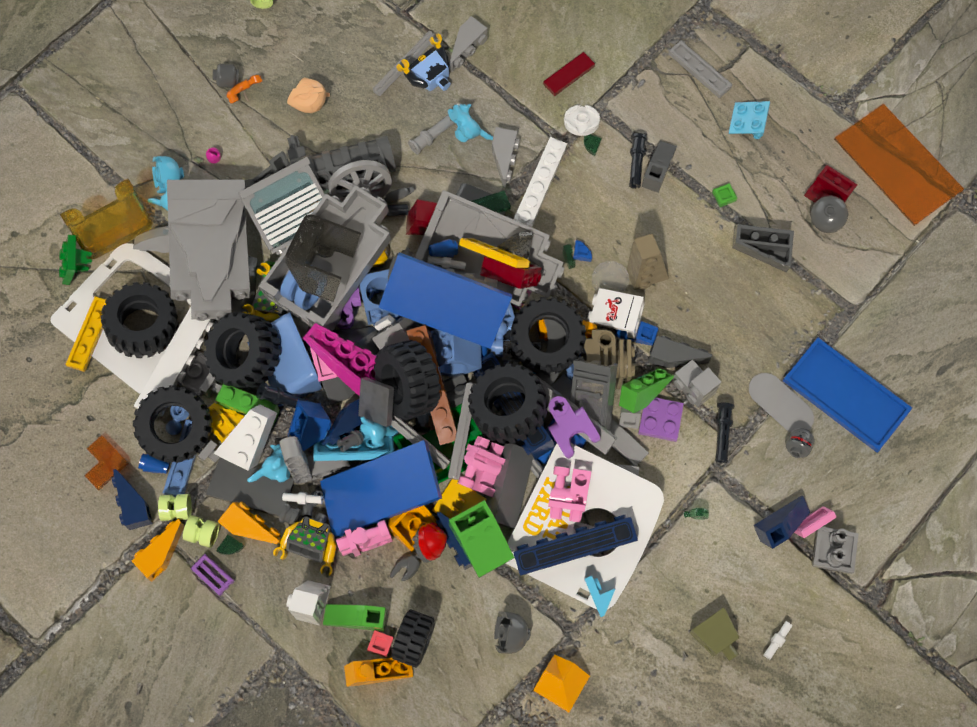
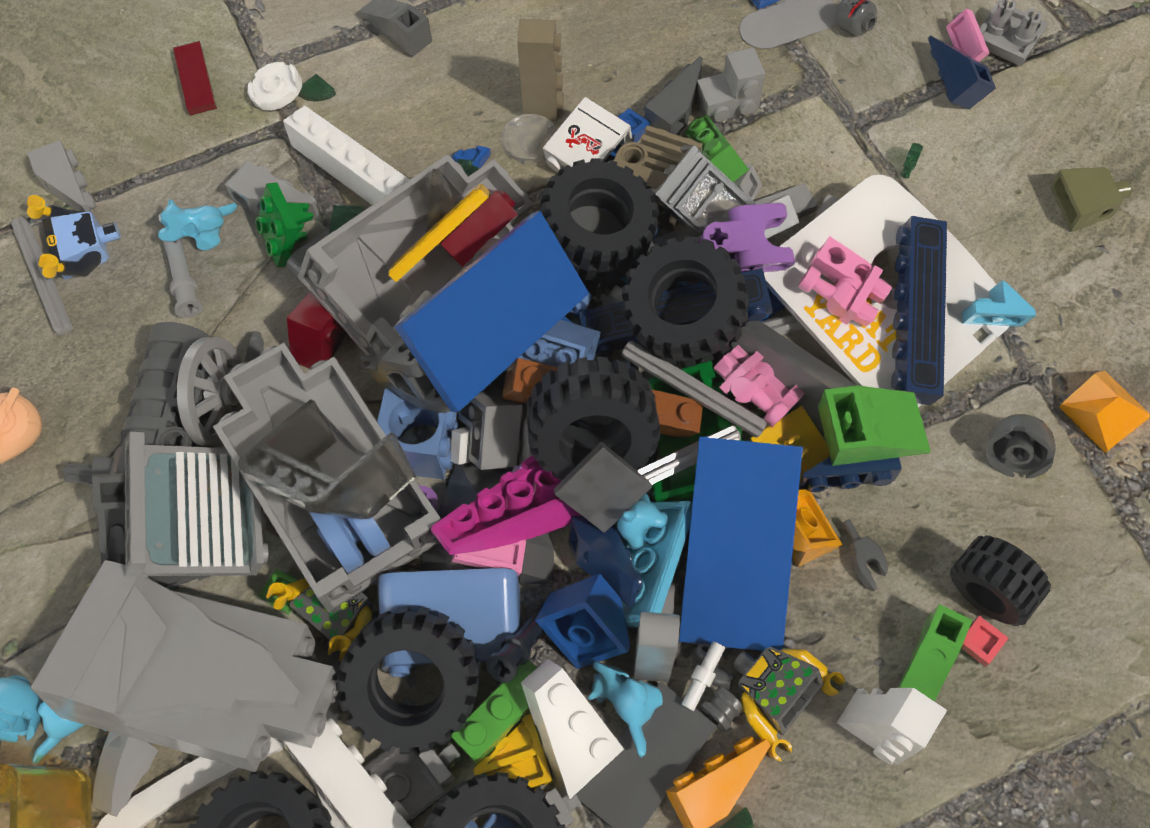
camera: 65 degrees left, 5 degrees down
(212, 158) = (18, 622): dark pink hinge -> none
(351, 440) = (643, 551): dark grey pin -> none
(363, 539) = (809, 600): bright pink hips -> none
(376, 671) = (1027, 668): light orange slope -> none
(429, 542) = (846, 503): red hair -> none
(444, 249) = (390, 304): blue cone -> none
(483, 169) = (281, 223): none -> green plate
(637, 153) = (362, 41): black pin -> none
(661, 419) = (764, 150): medium lavender plate -> none
(724, 423) = (797, 85): black pin -> none
(778, 640) = (1112, 135): white bar -> none

